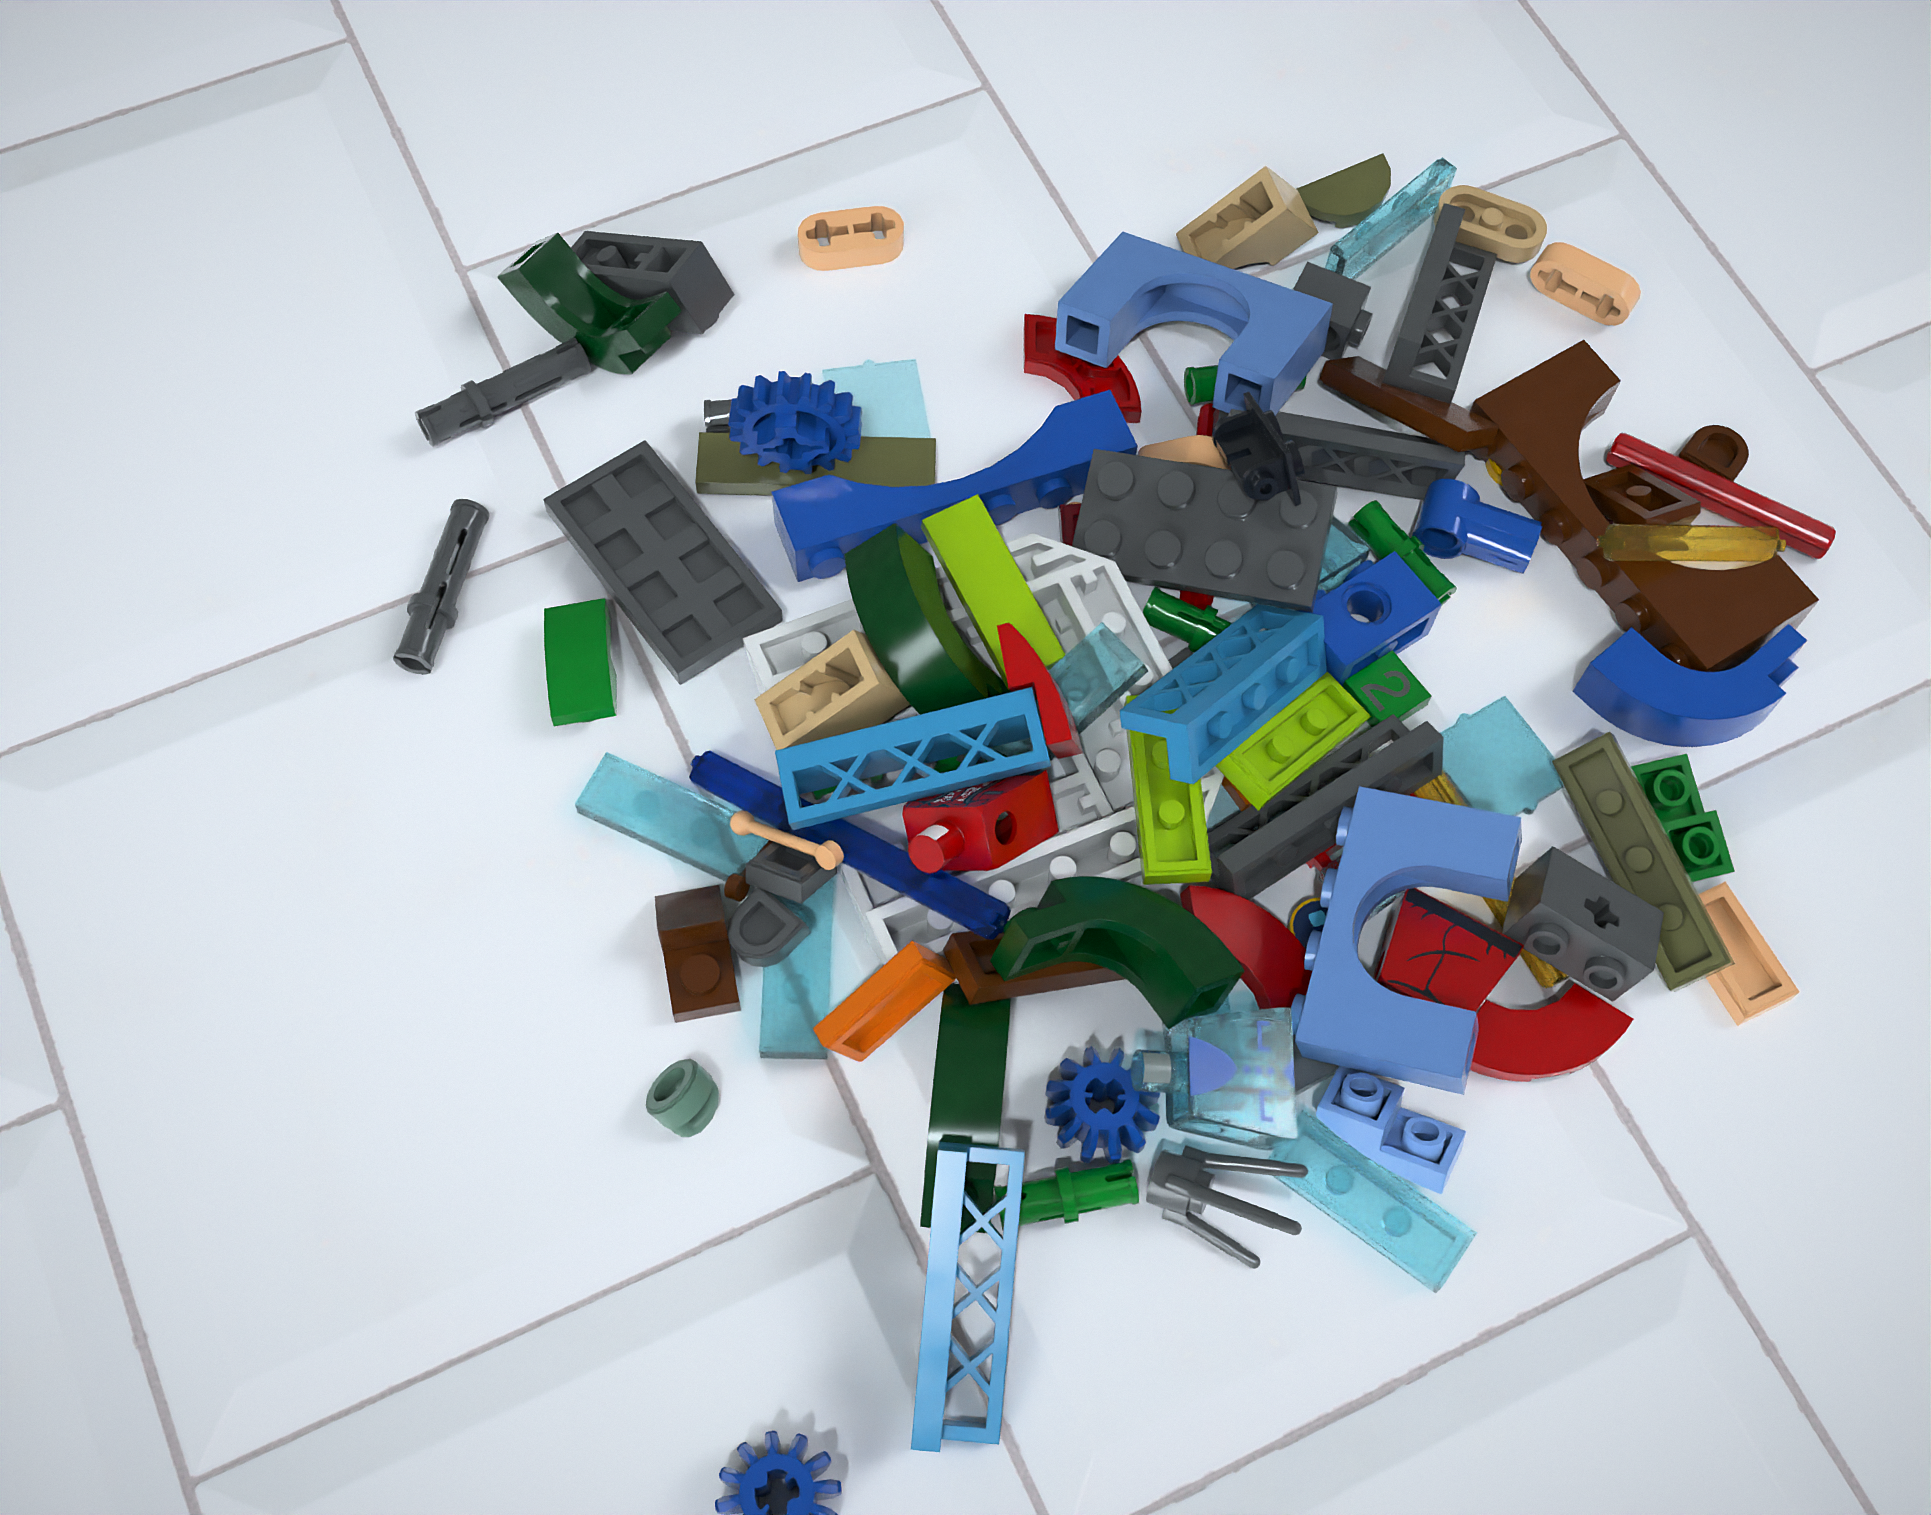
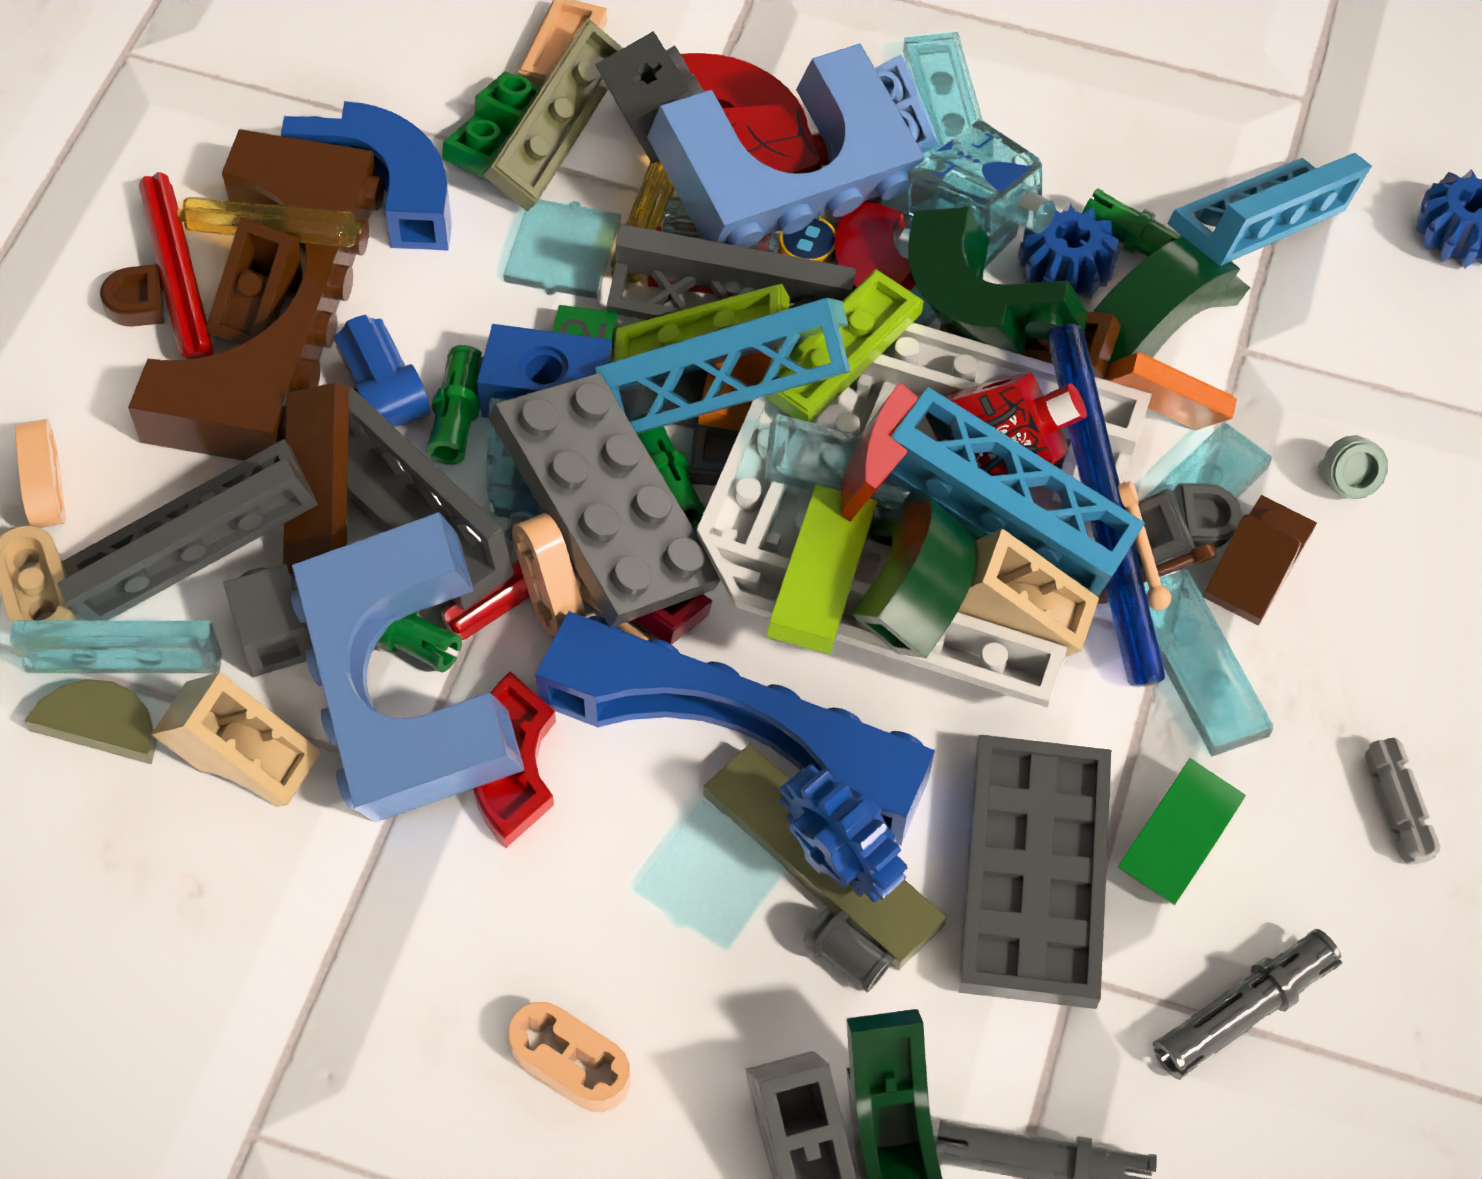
camera: 135 degrees left, 5 degrees down
(434, 827) = (1402, 801): none -> light grey axle
(1184, 1186) = (1062, 169): dark grey plant -> none
(1258, 454) = (536, 436): black hinge -> none

